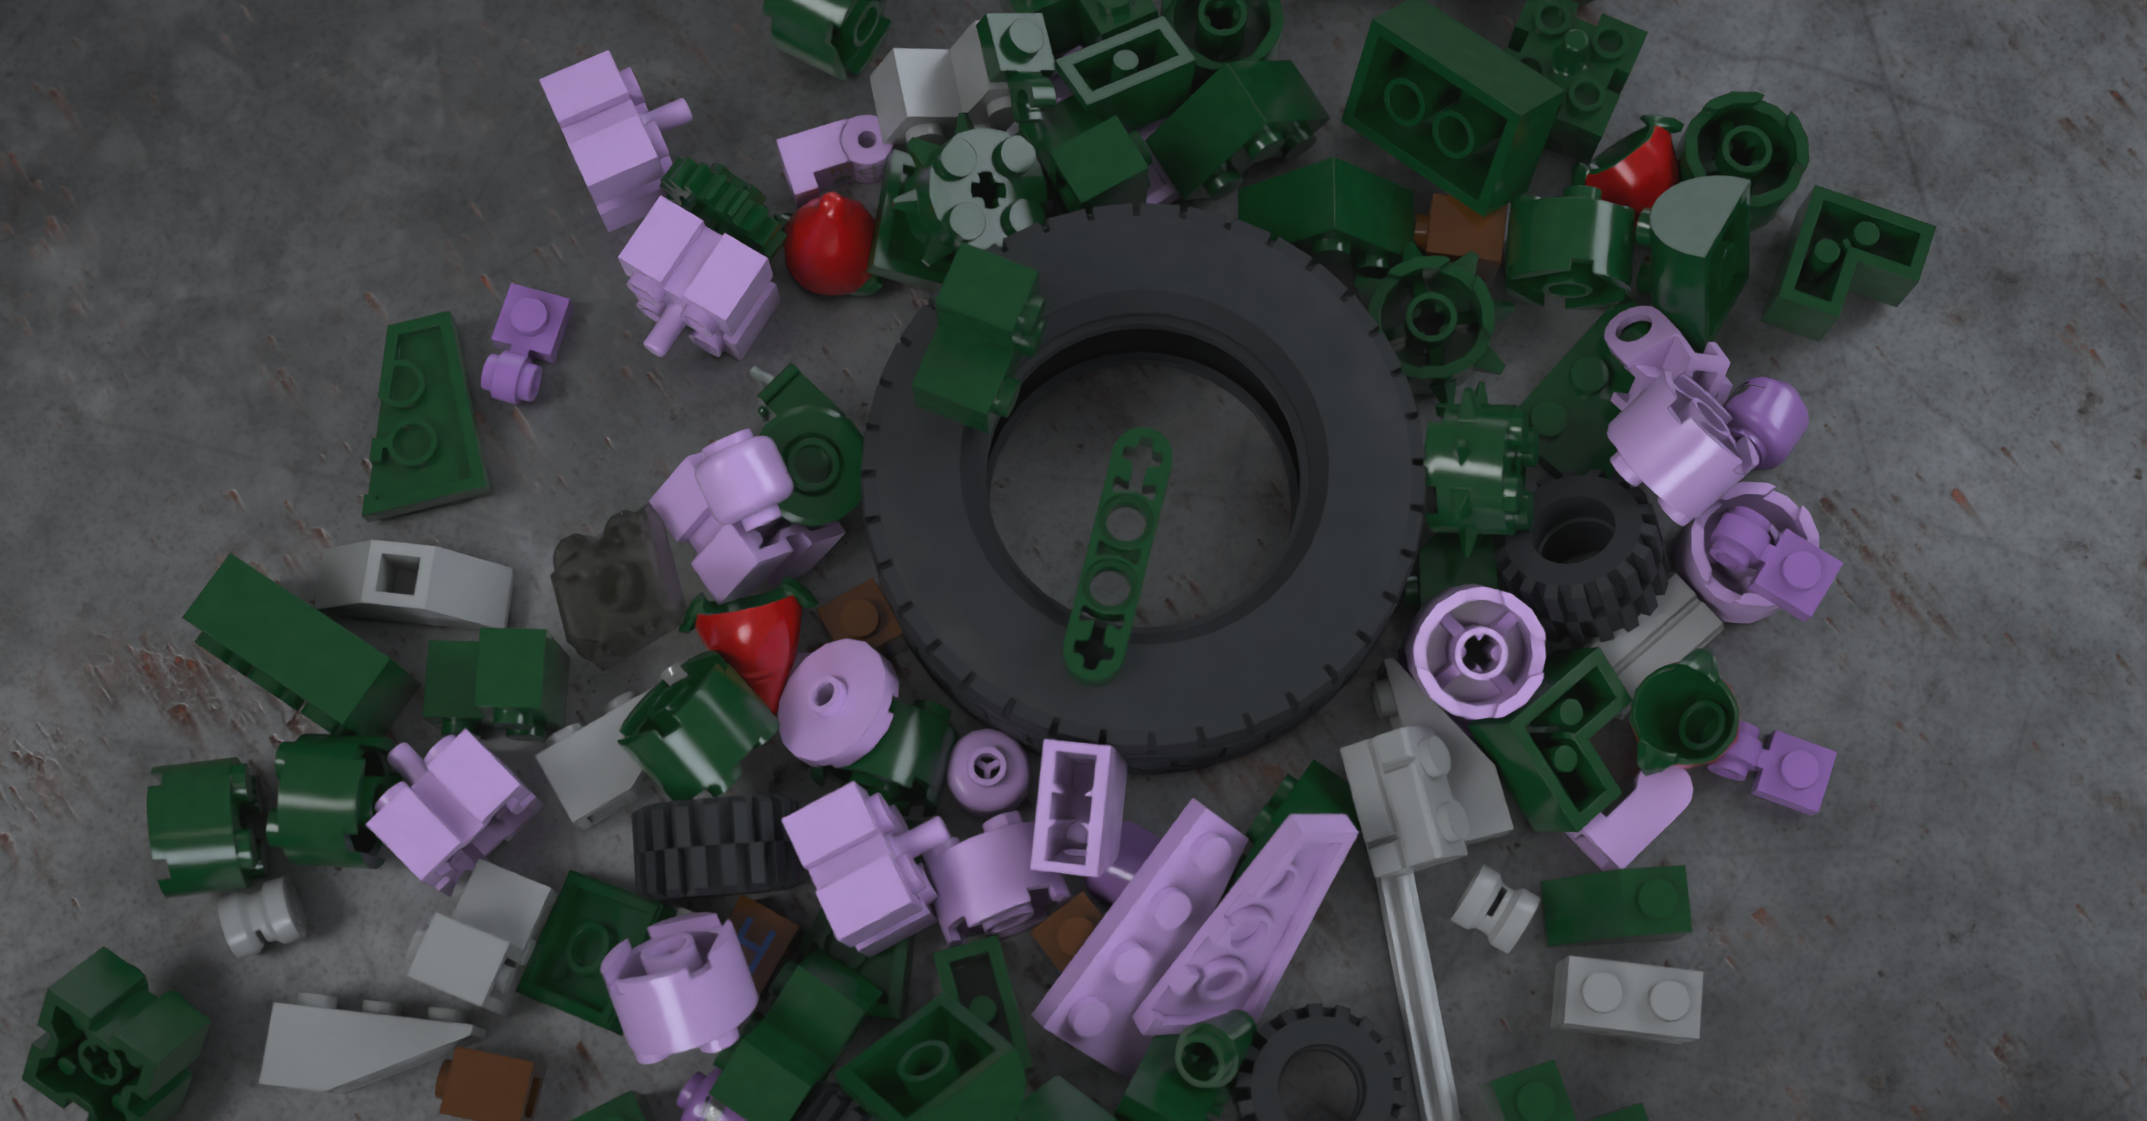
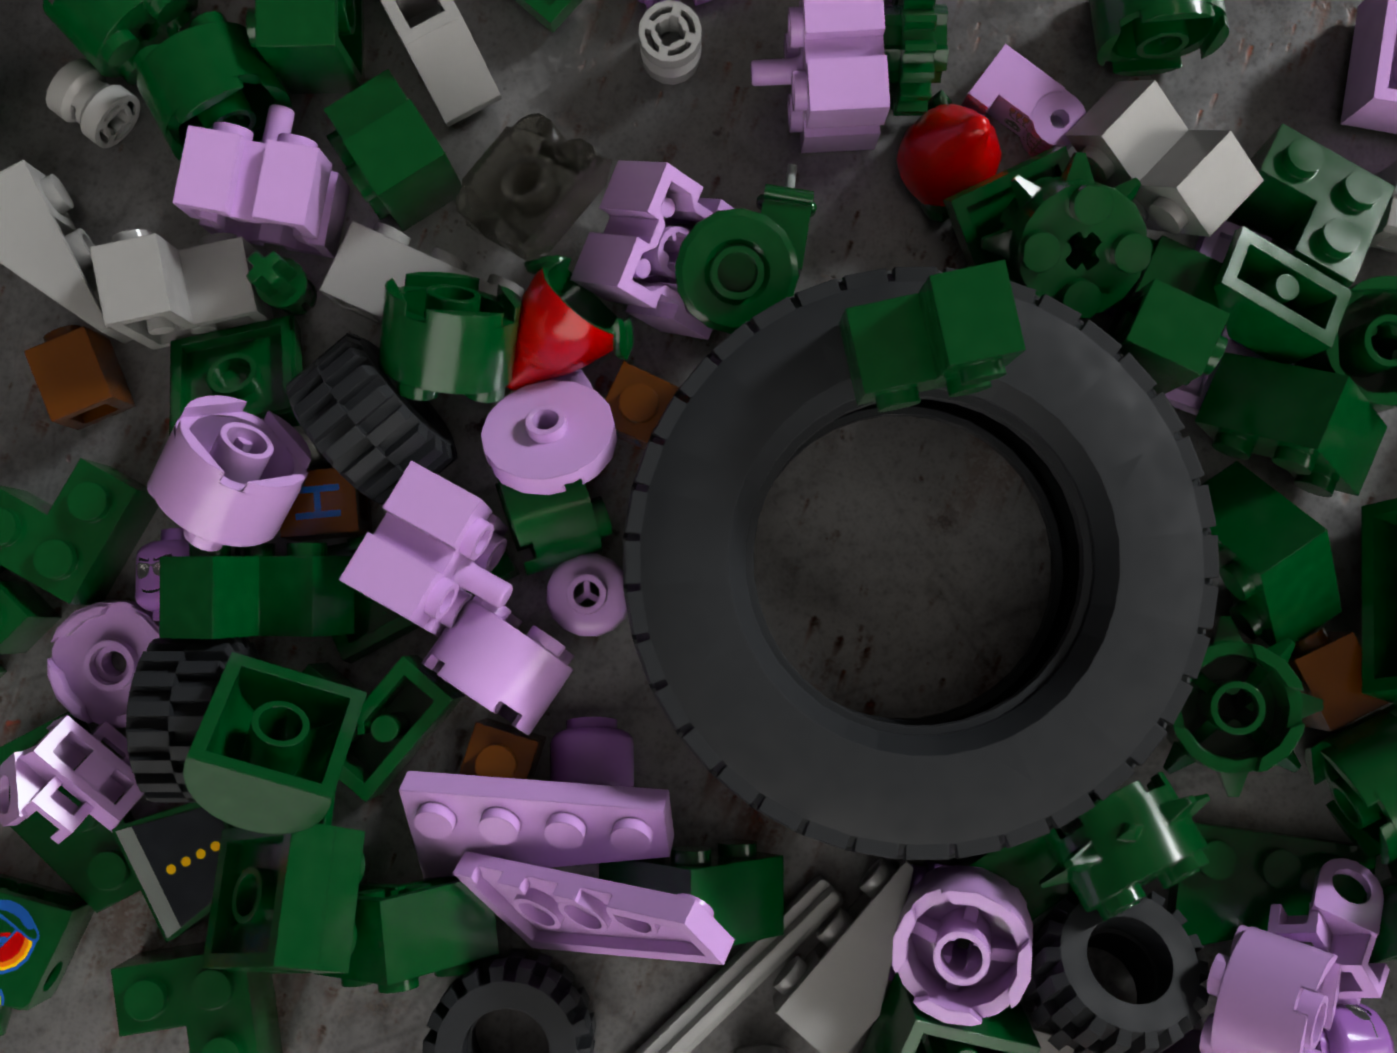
camera: 55 degrees right, 10 degrees up
(542, 852) = (281, 282): none -> dark green axle
(582, 412) = (669, 57): none -> light grey wheel
(744, 479) = (677, 224): lavender head -> none
(1021, 55) = (1224, 195): dark green plate -> none
(1079, 808) = (595, 697): lavender torso -> none
(1119, 556) = (820, 587): dark green beam -> none
(1215, 1048) = (478, 943): dark green cone -> none
(1405, 801) = (793, 966): light grey brick -> none

